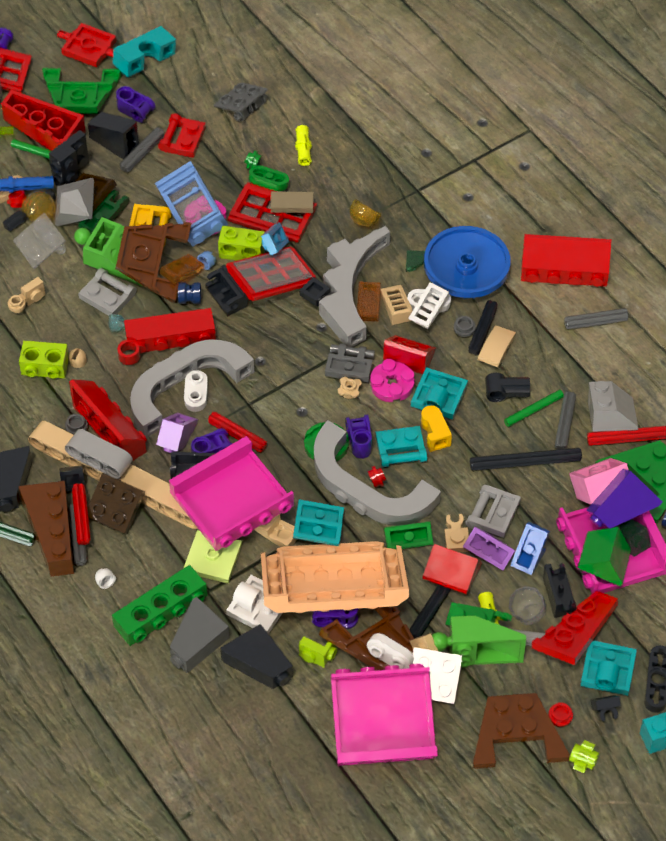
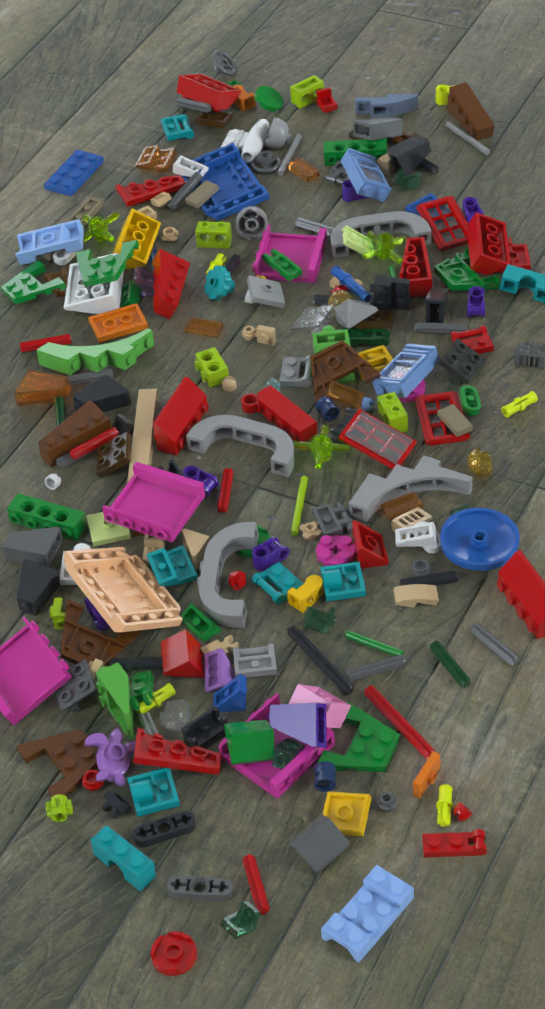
camera: 65 degrees right, 10 degrees down
(62, 50) = (487, 244): none -> red slope
(98, 453) = (141, 423): light grey beam -> none
(176, 432) = (199, 455): slope -> none
(195, 388) = (246, 453): white plate -> none
(210, 156) = (462, 361): none -> pearl dark grey plate
(245, 322) = (321, 447): none -> clear neon green bar
(252, 159) = (480, 384): green plate -> none
(274, 239) = (408, 424): dark azure plate -> none
(305, 381) = (299, 505): none -> lime bar
(306, 488) = (195, 546): none -> tan slope
(314, 291) = (380, 468): black tile -> none
(389, 651) = (71, 638): white plate -> none
(479, 432) = (318, 619): none -> clear green bracket
(500, 387) = (377, 615): black piece -> none
(547, 680) = (112, 756): none -> medium lavender animal
(597, 362) = (450, 664): none -> dark green axle
(610, 407) = (403, 686): light grey slope -> none

